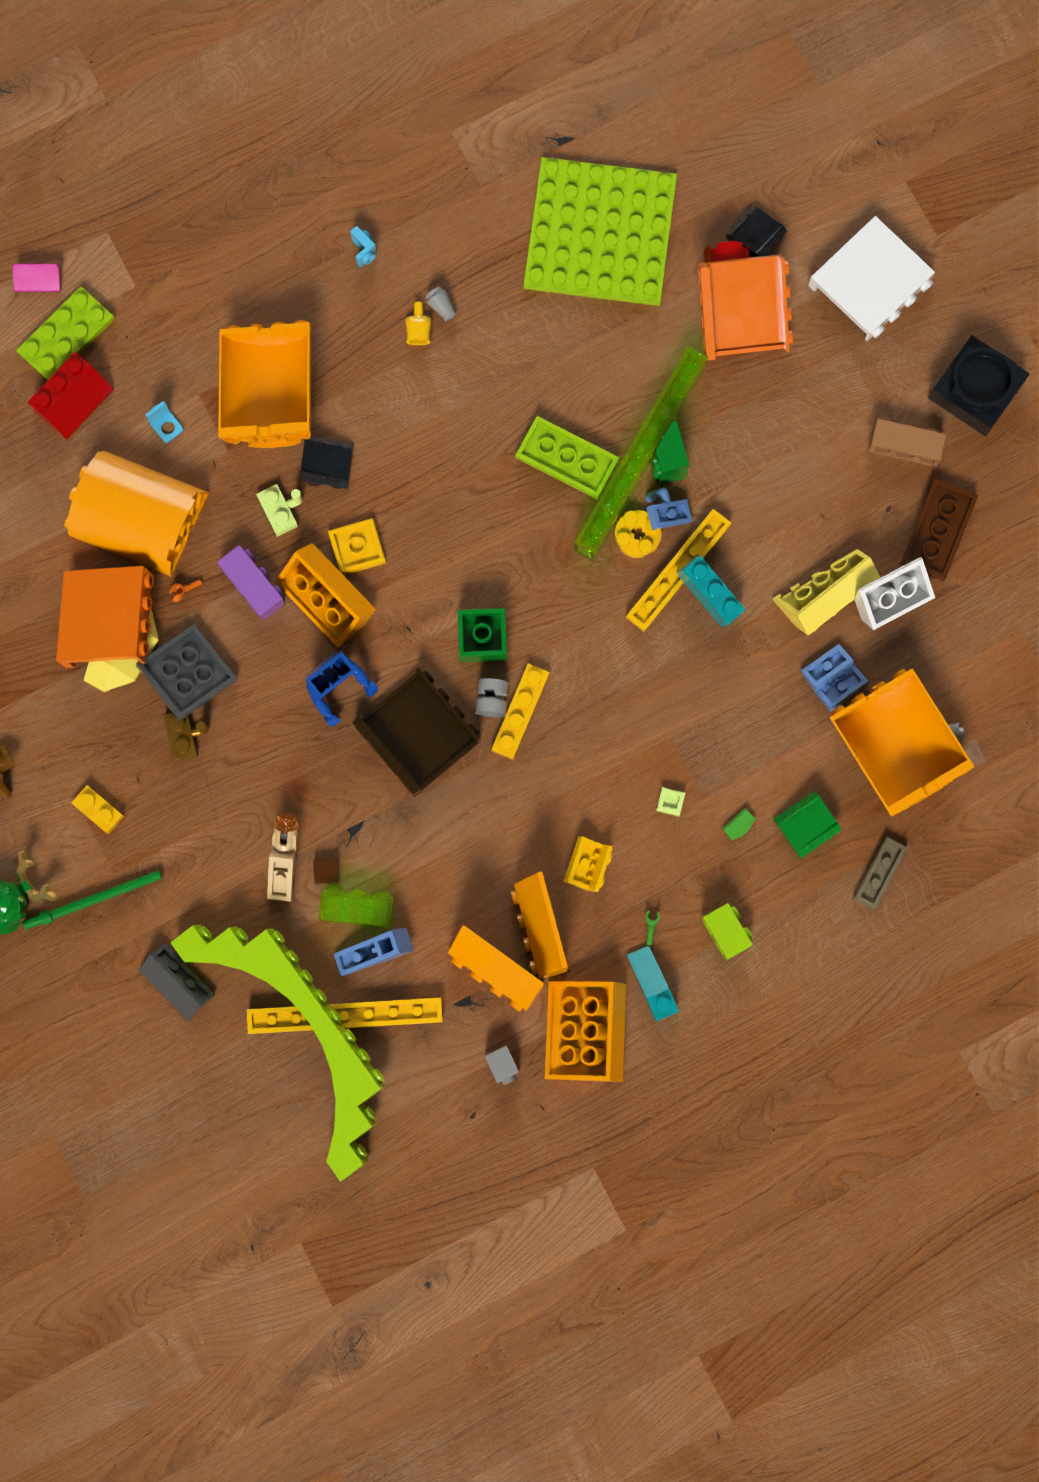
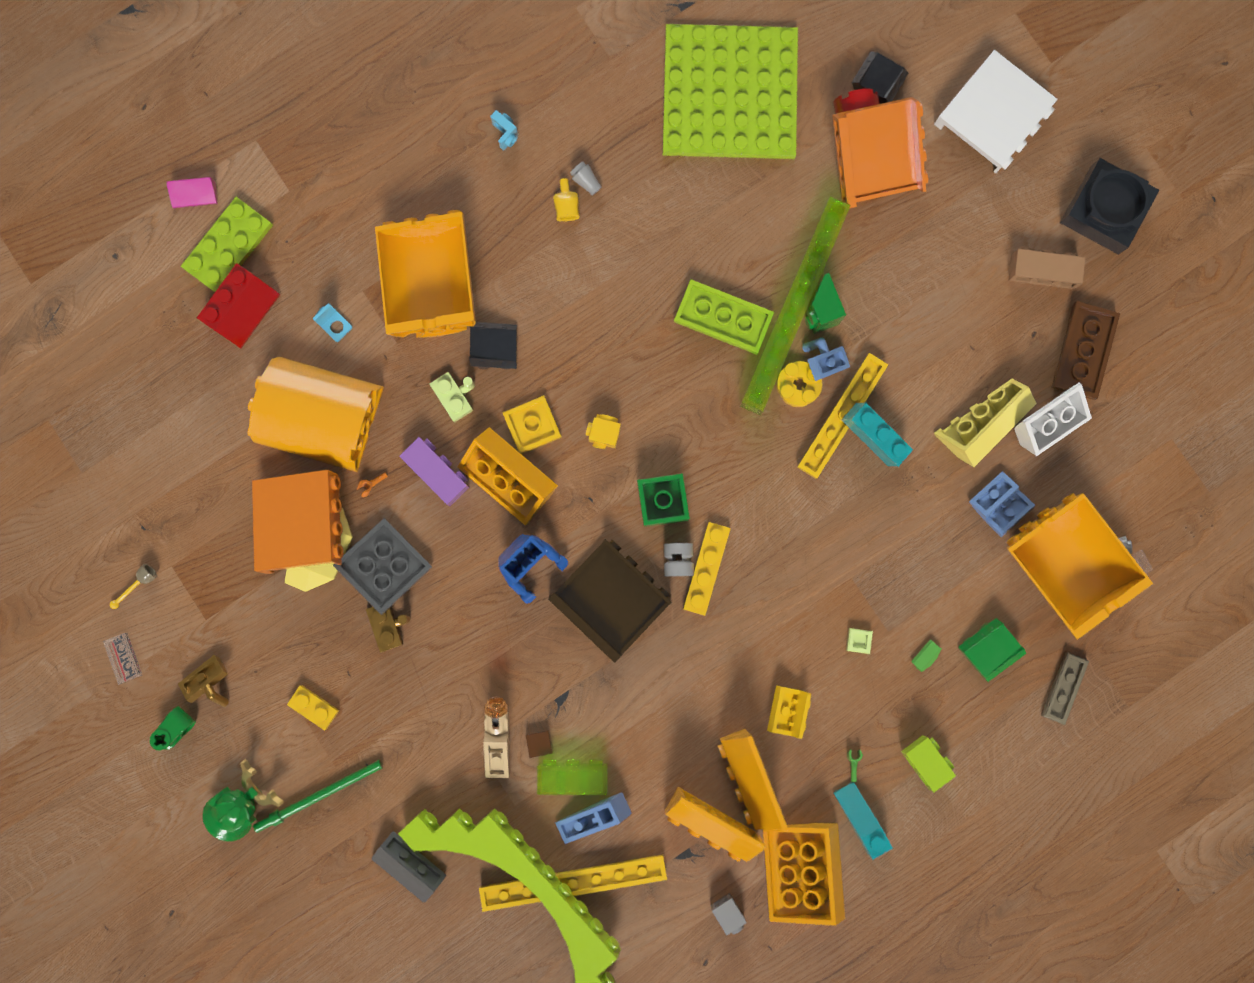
camera: 10 degrees left, 5 degrees up
(429, 560) = (603, 431): none -> yellow brick

